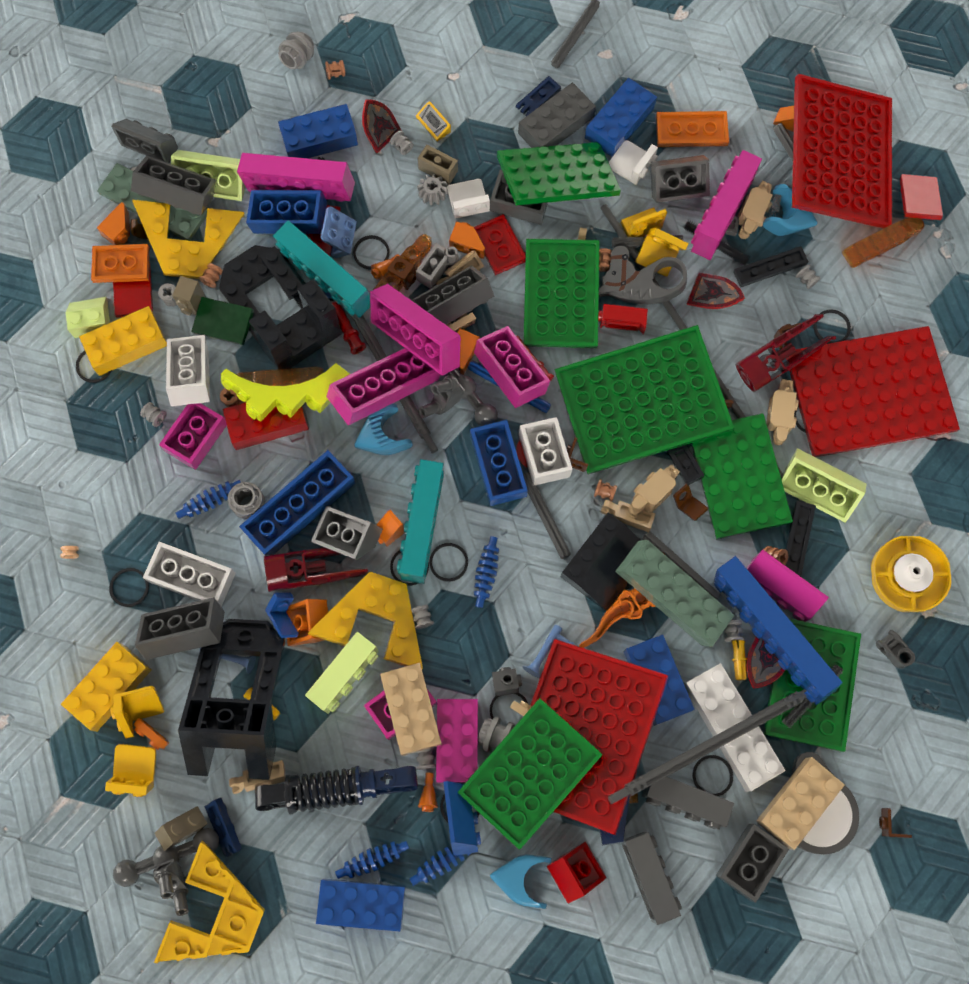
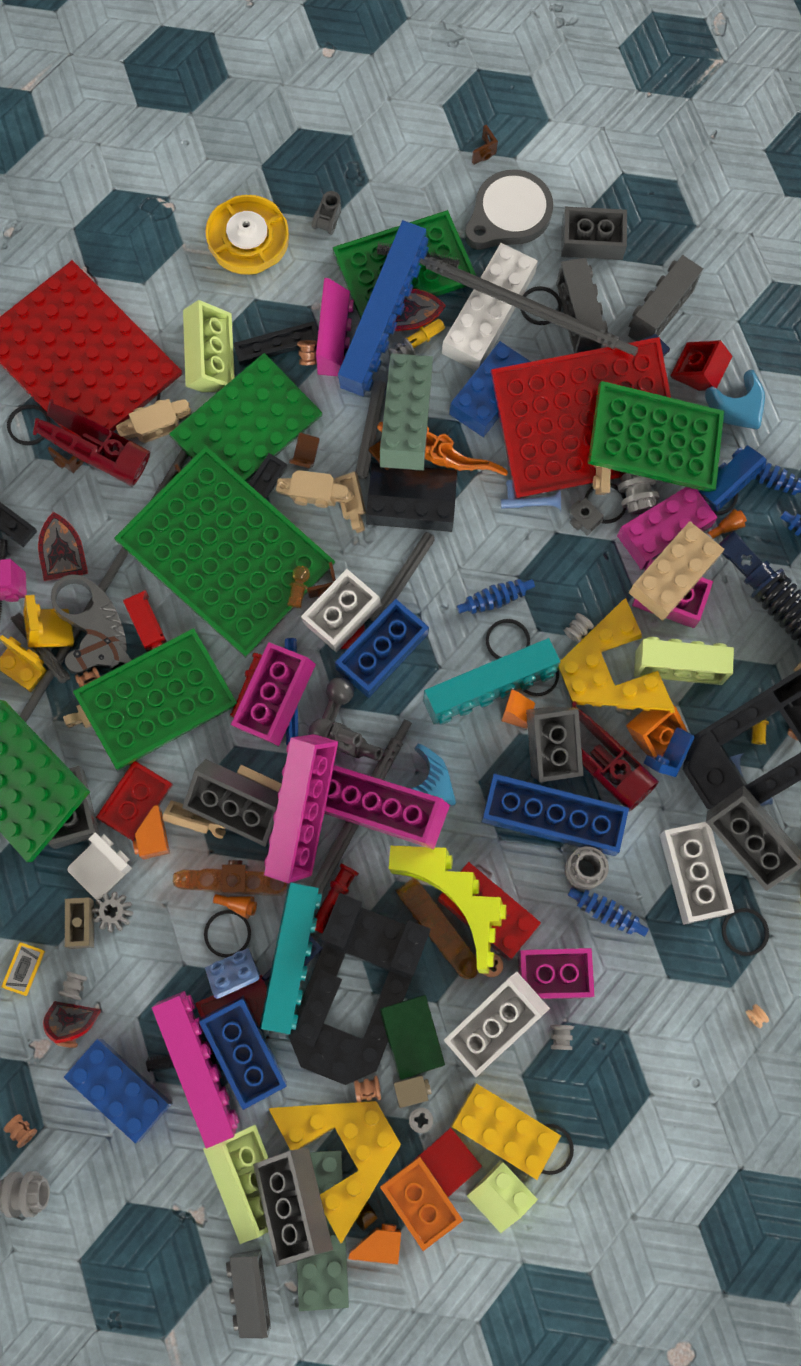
camera: 125 degrees left, 0 degrees up
(436, 264) = (203, 847): light grey hinge -> none
(467, 348) = (273, 761): orange slope -> none
(589, 437) = (300, 575): none -> clear orange pin
(605, 490) = (341, 536): nougat bush -> none
(800, 803) = (520, 218): tan brick -> none

